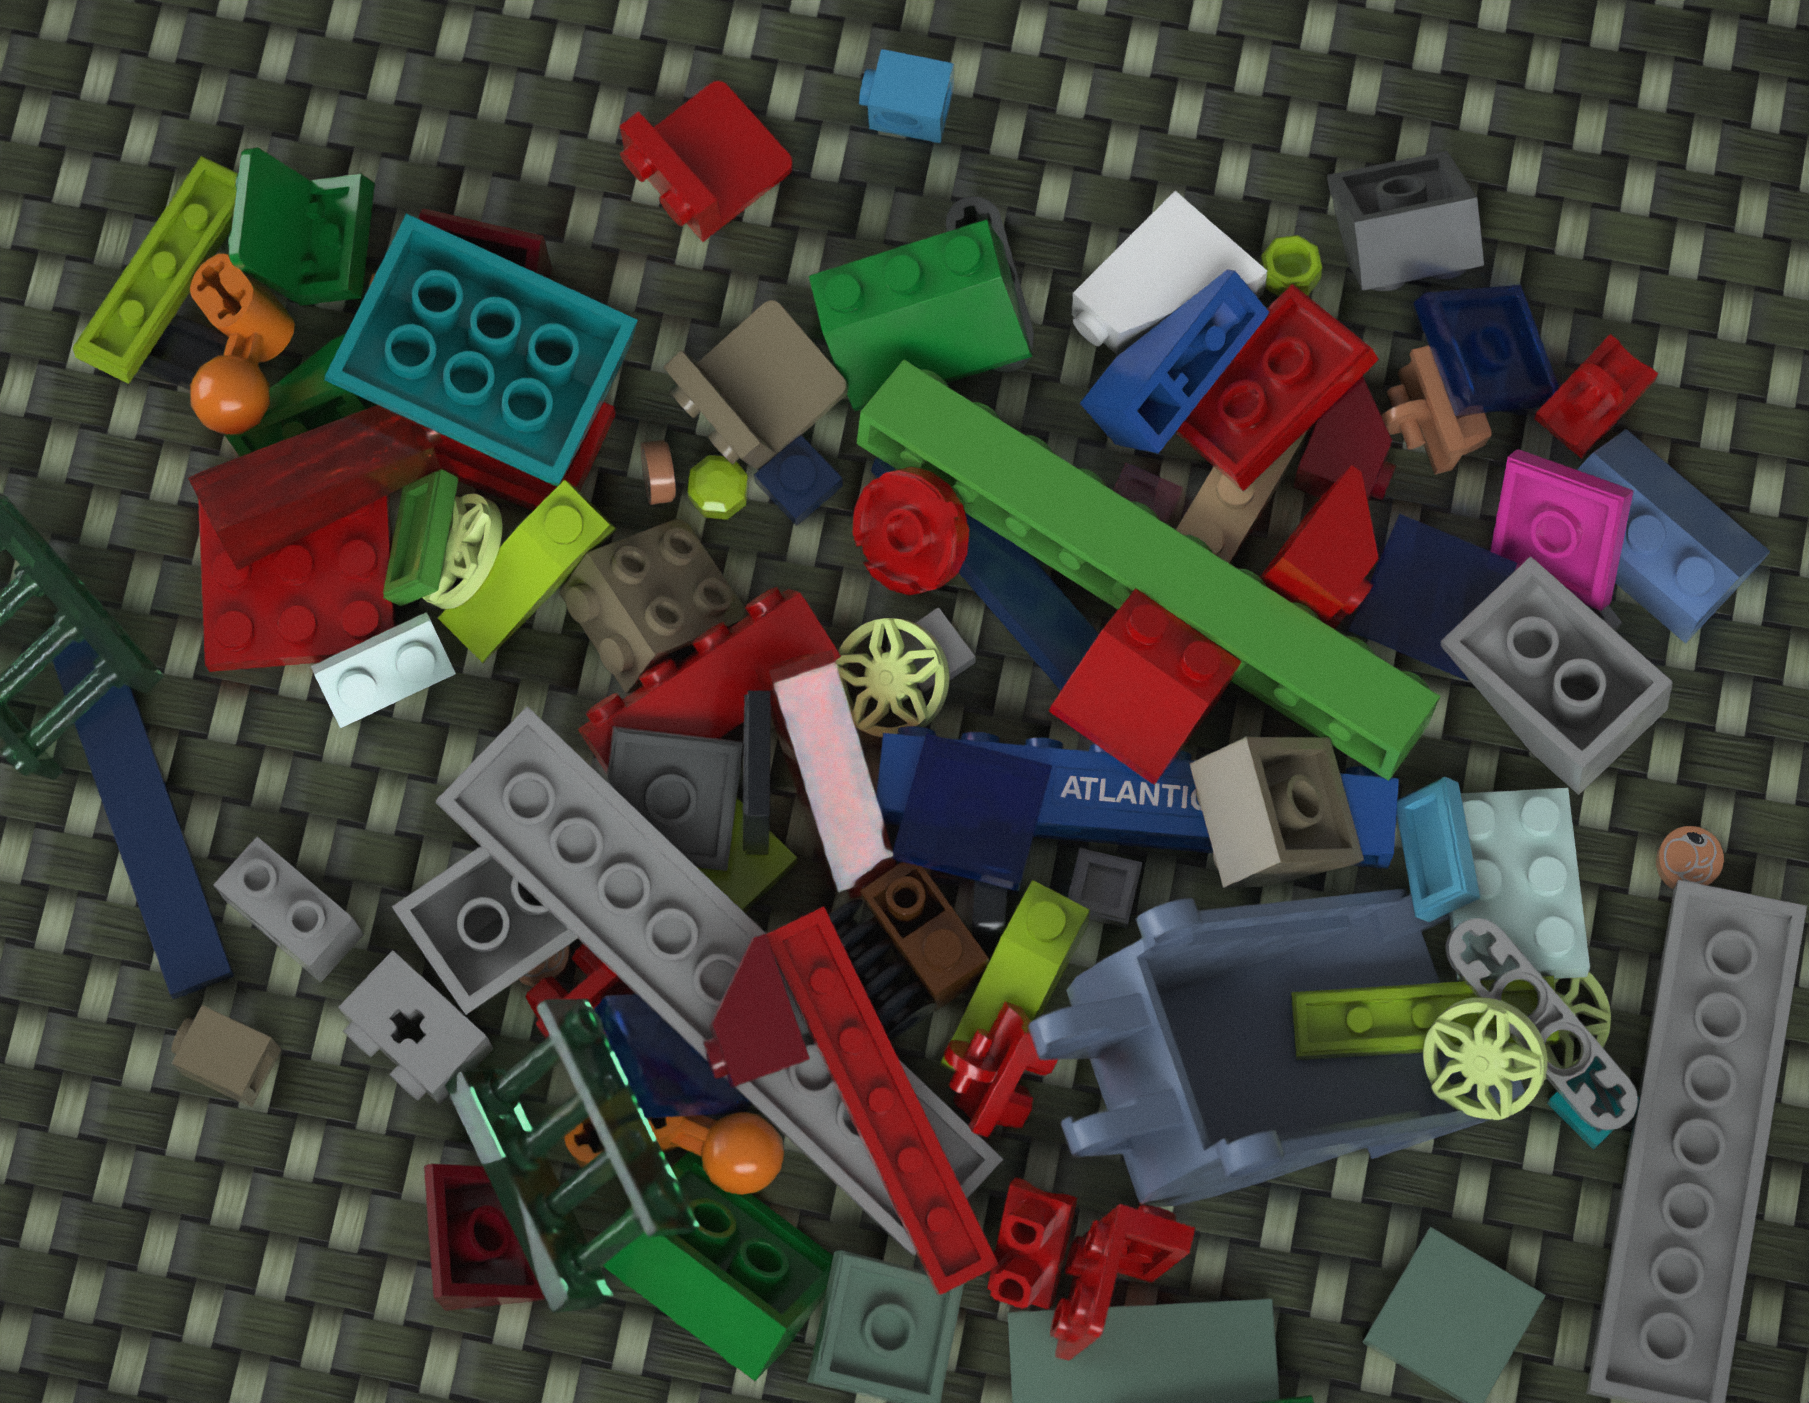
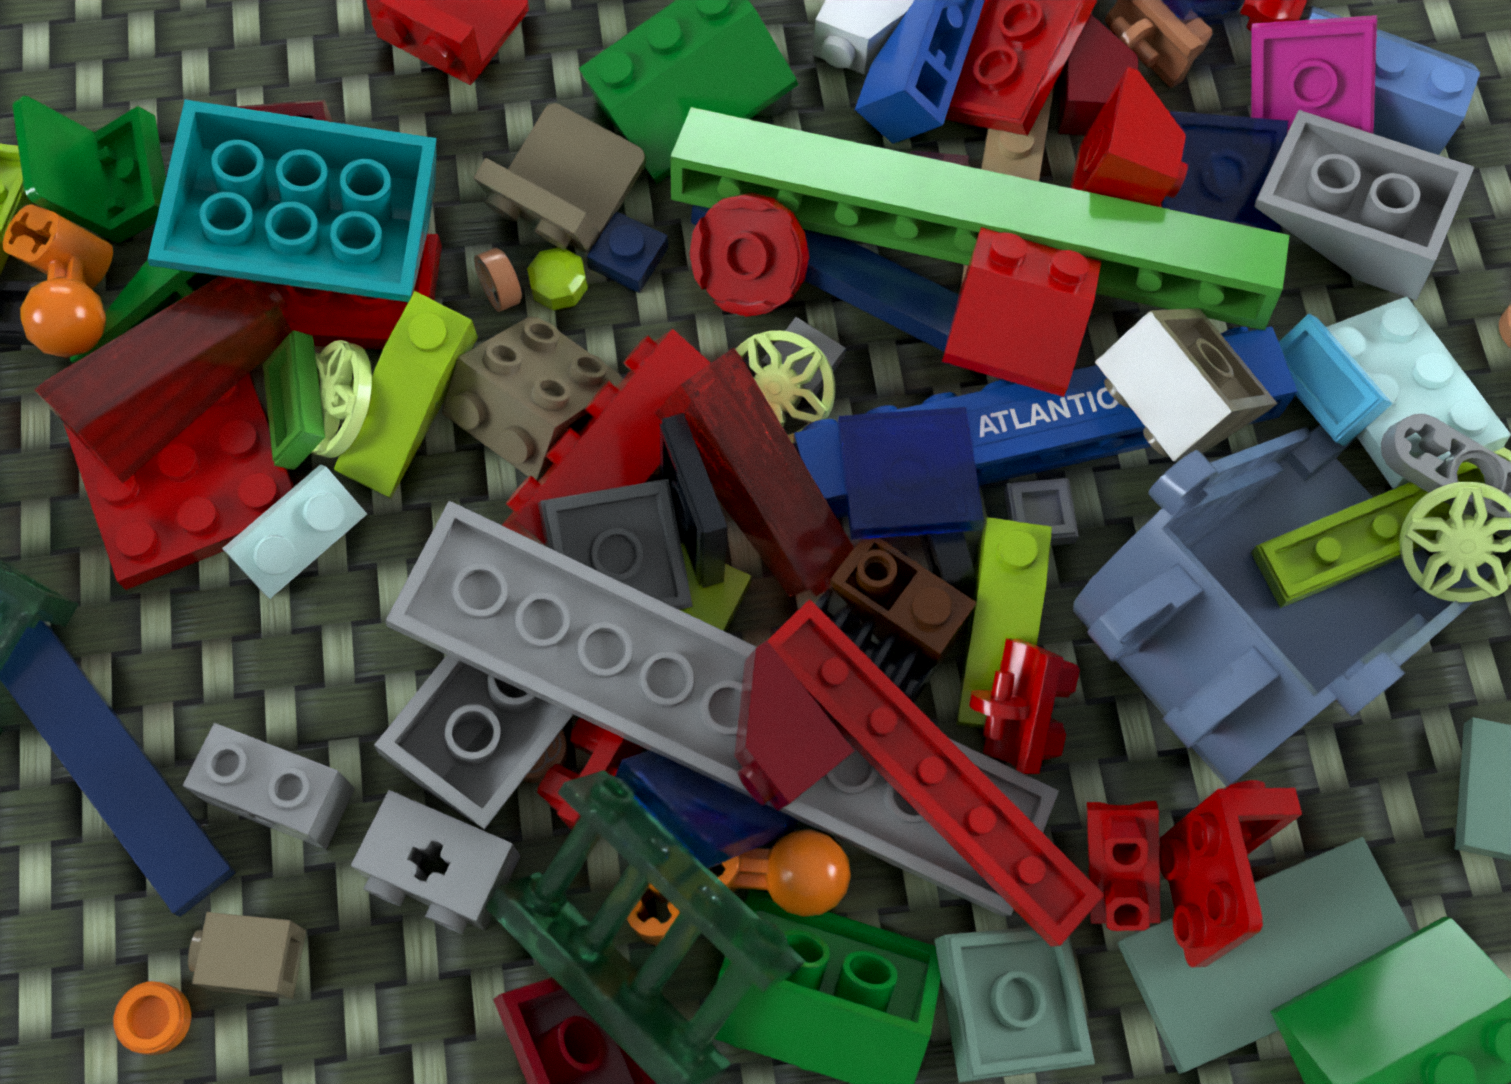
camera: 25 degrees left, 5 degrees down
(126, 1081) = (152, 1018): none -> orange tile

